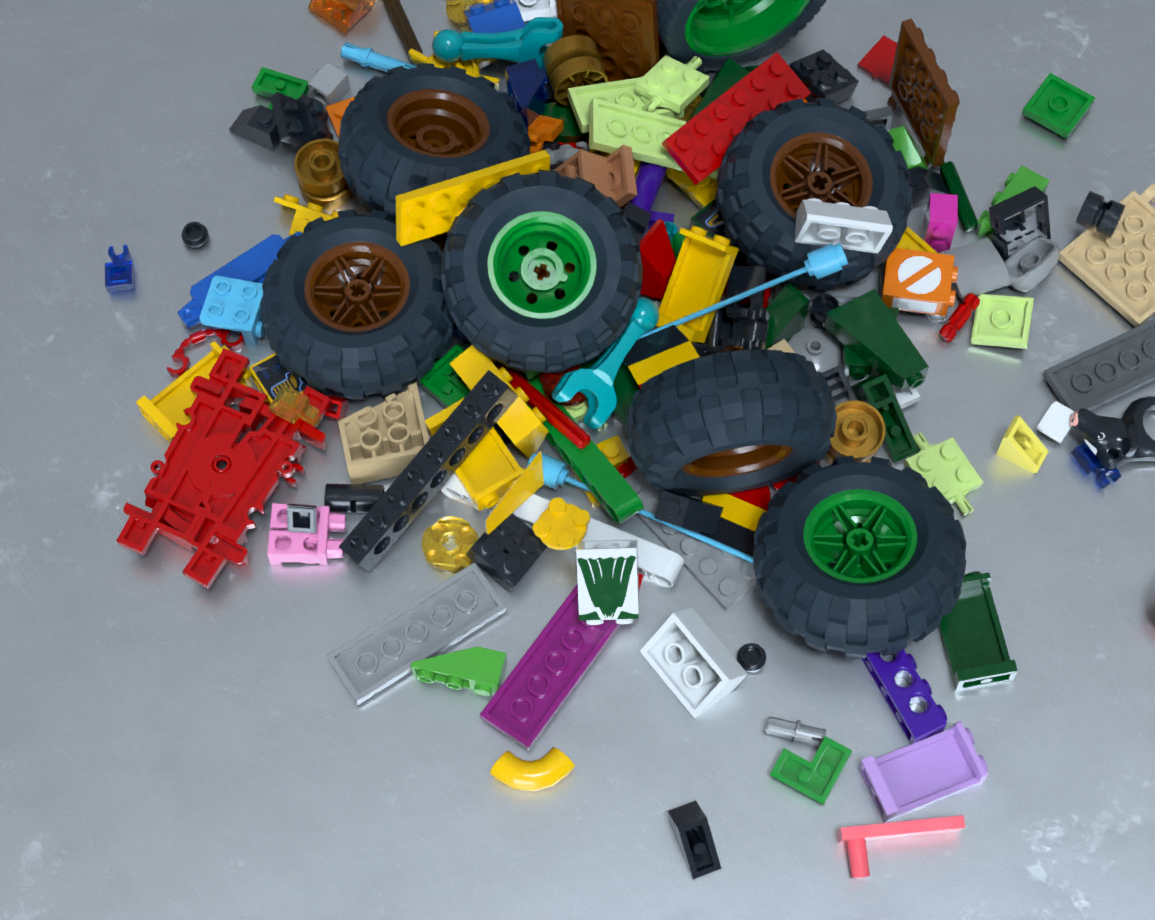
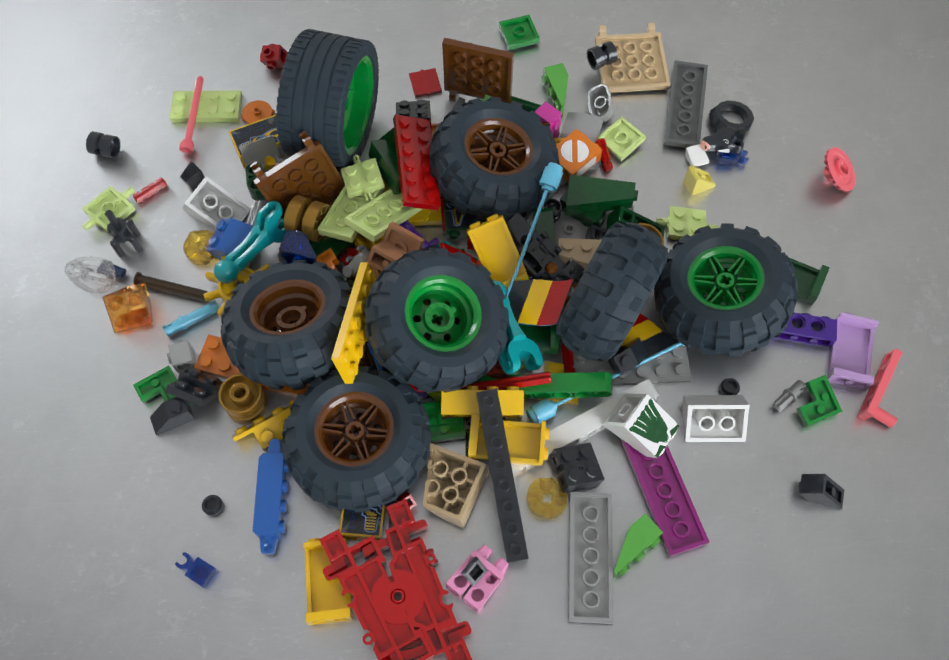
camera: 55 degrees left, 0 degrees up
(199, 336) = (286, 551): red piece -> none
(235, 307) = (289, 513): medium azure bracket -> none
(294, 405) = (393, 525): clear yellow plate -> none
(352, 497) = (475, 531): black pin -> none
(522, 489) = (553, 432): yellow sticker -> none
(532, 774) = (727, 552): yellow cylinder -> none
(562, 525) = (588, 426): yellow piece -> none
(836, 223) = (538, 154): white slope -> none
(1019, 221) = (574, 92): black piece -> none

